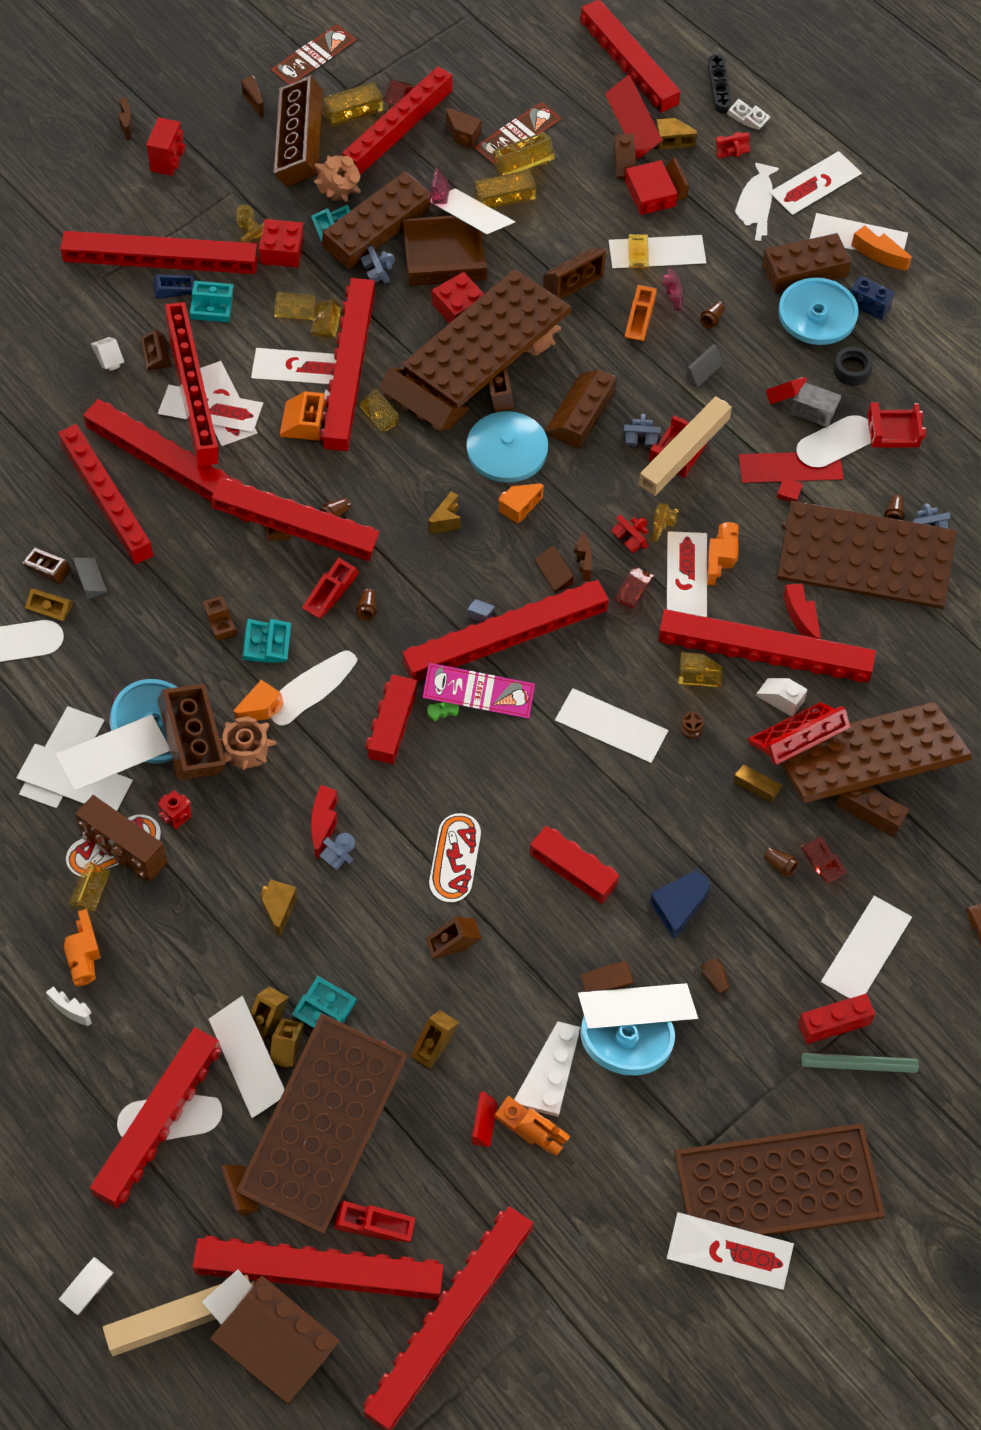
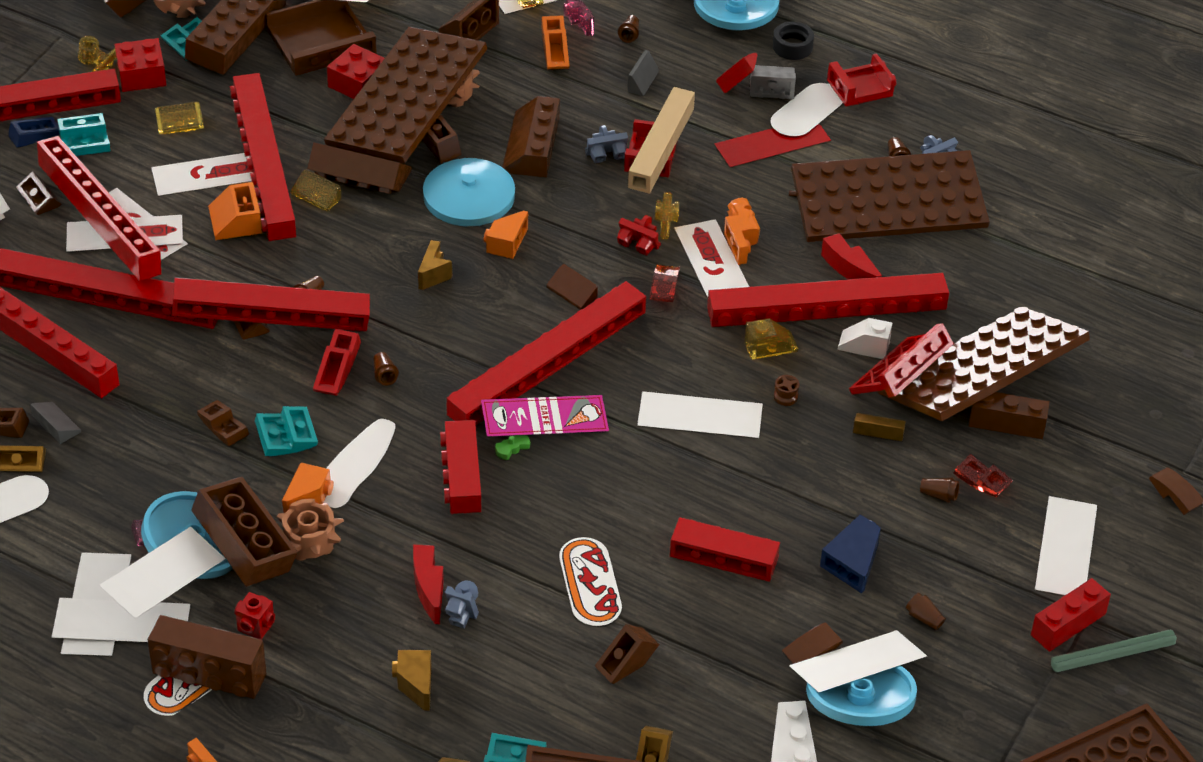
camera: 20 degrees left, 15 degrees down
(89, 887) = (185, 720): clear yellow slope -> none
(326, 318) = (218, 123): clear yellow slope -> none
(381, 262) = (257, 60): sand blue hips -> none
(480, 611) = (509, 345): sand blue slope -> none
(584, 556) = (599, 267): reddish brown slope -> none
(789, 490) = (782, 161): red tile -> none

